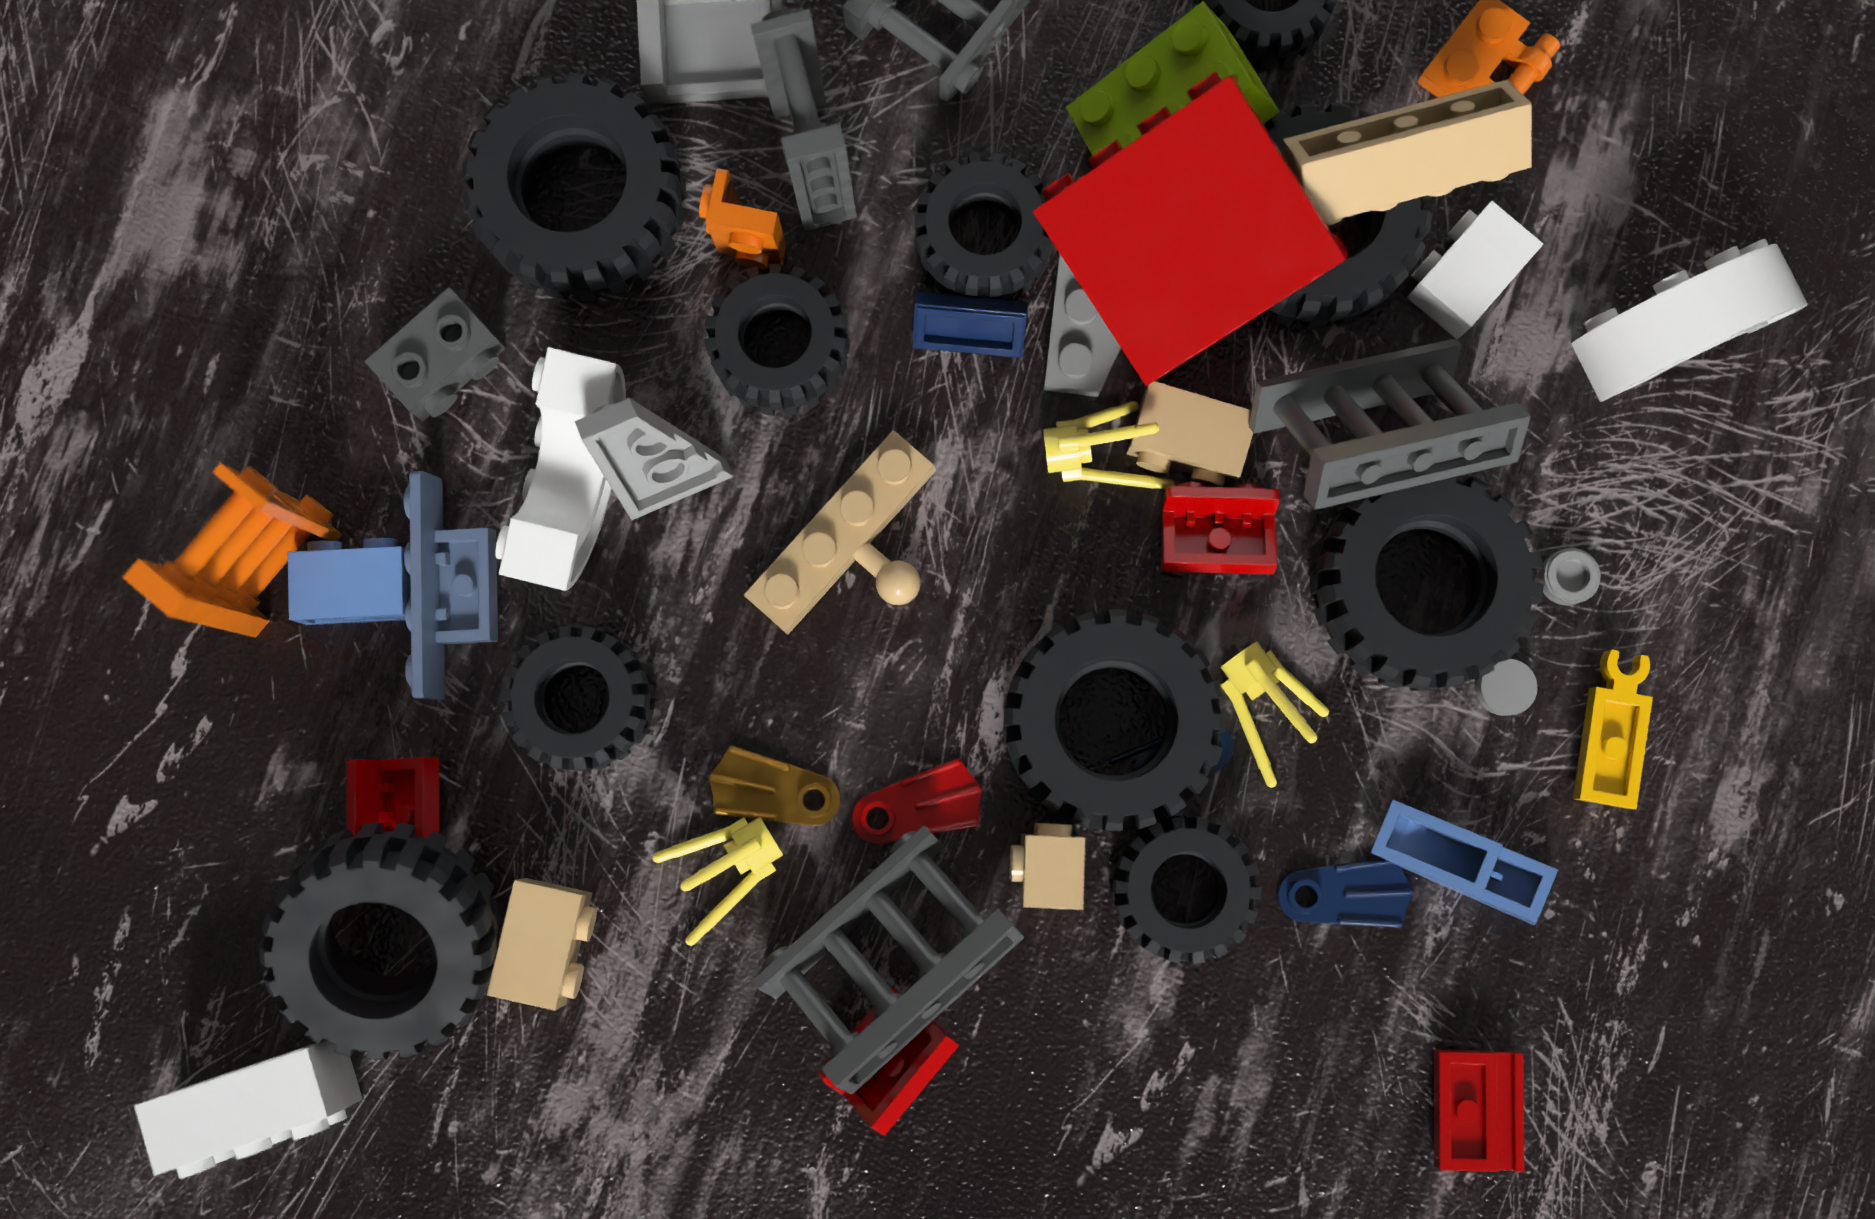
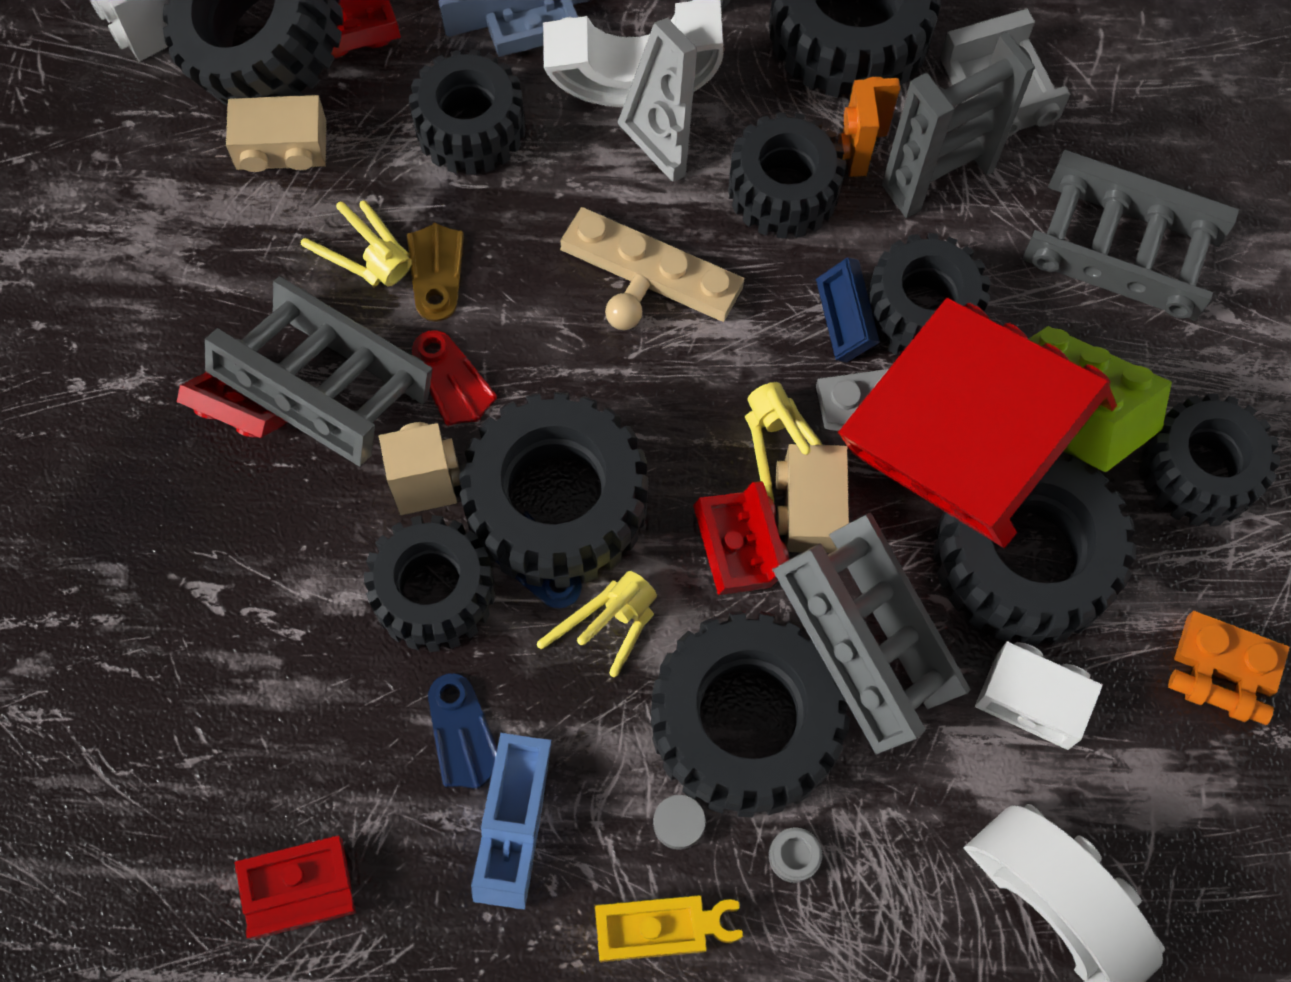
camera: 70 degrees right, 15 degrees down
(1413, 151) = (1107, 571): tan brick -> none

